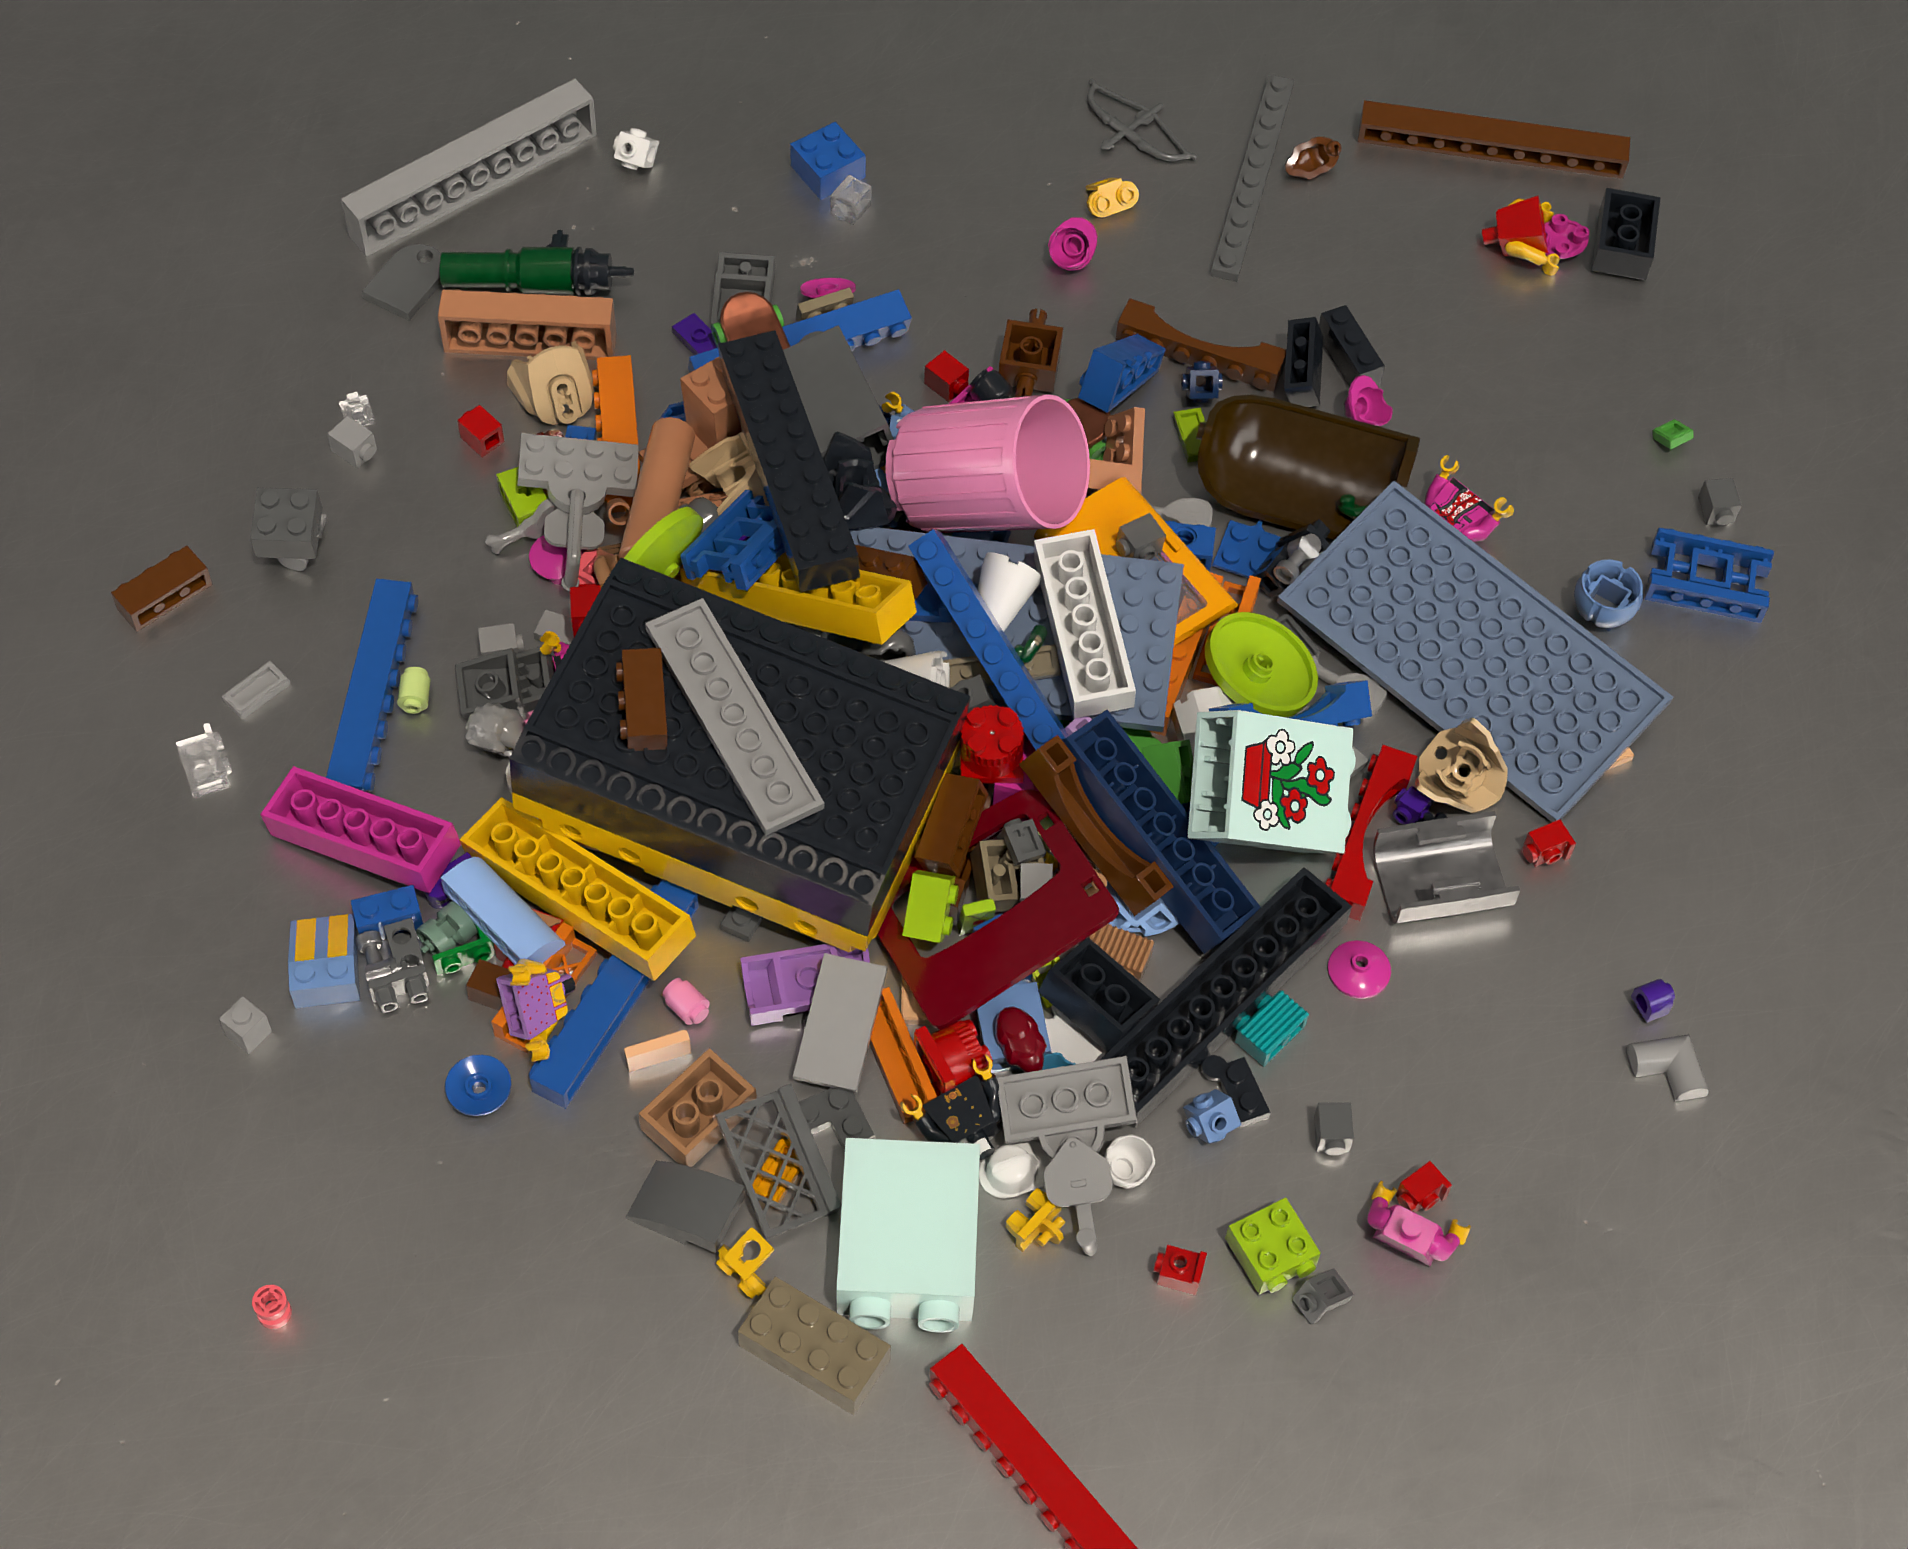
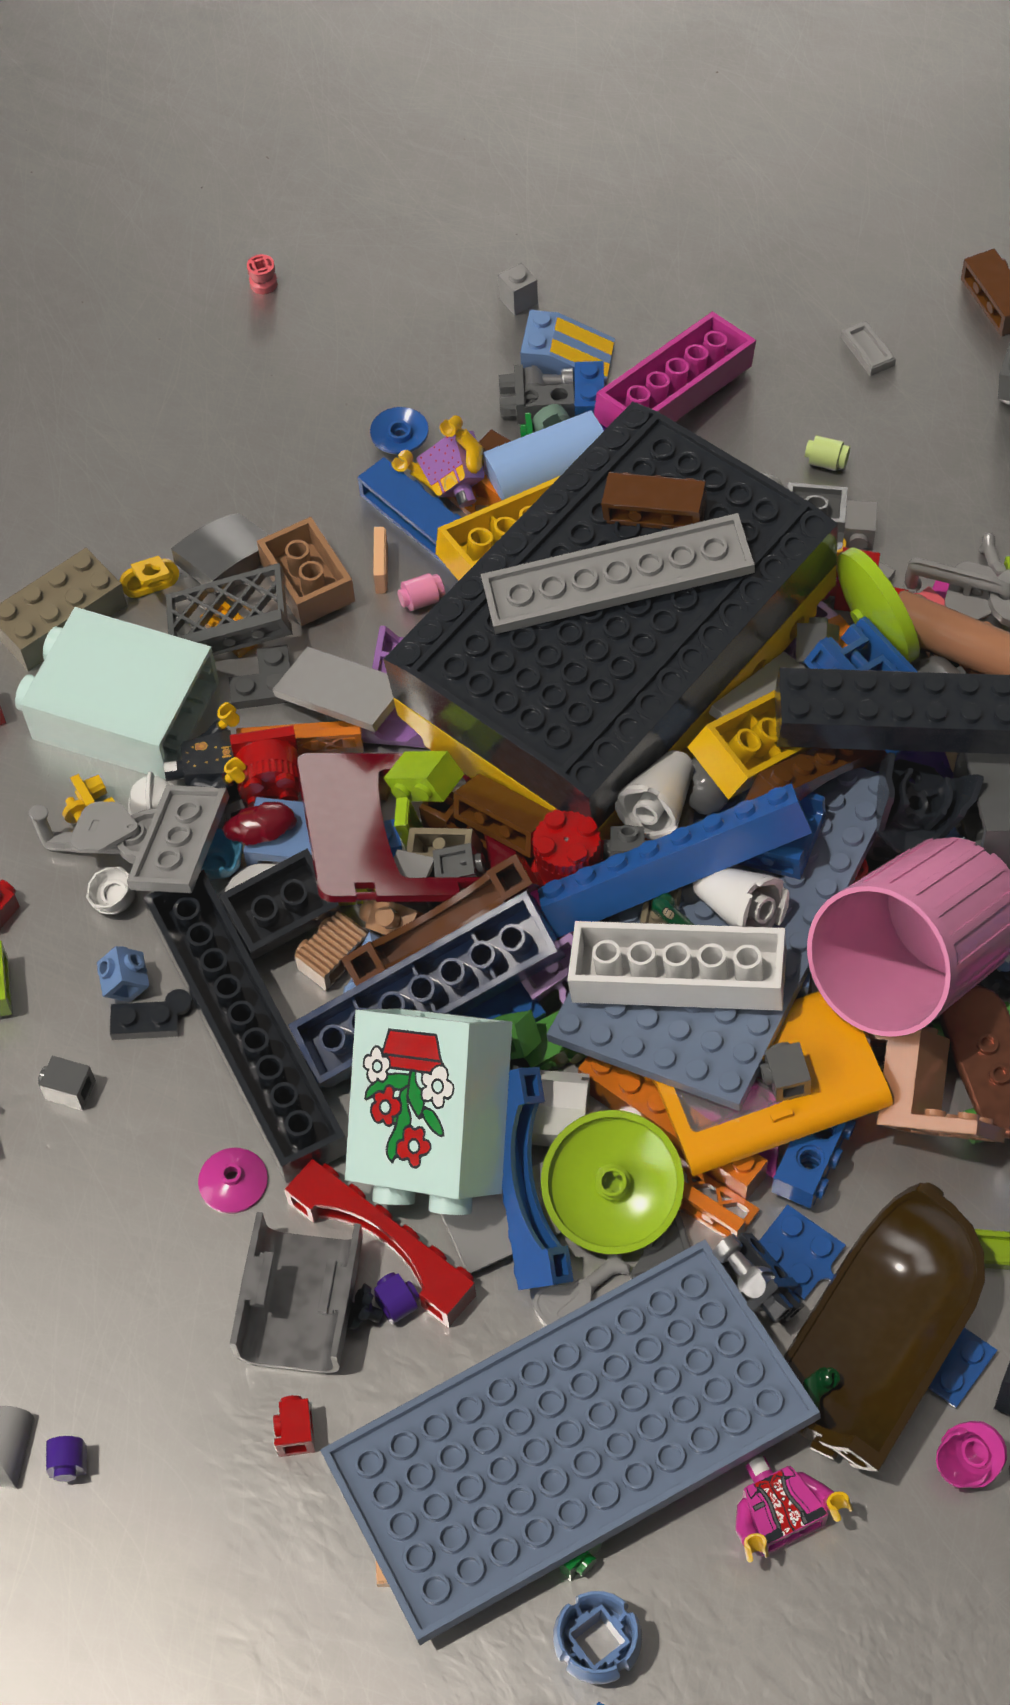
camera: 115 degrees right, 0 degrees up
(203, 763) = (797, 302): clear bracket -> none
(372, 684) = (858, 426): blue brick -> none
(1187, 511) = (862, 1202): light grey piece -> none
(1271, 1027) = (195, 1063): teal brick -> none
(1469, 747) = (410, 1351): tan piece -> none

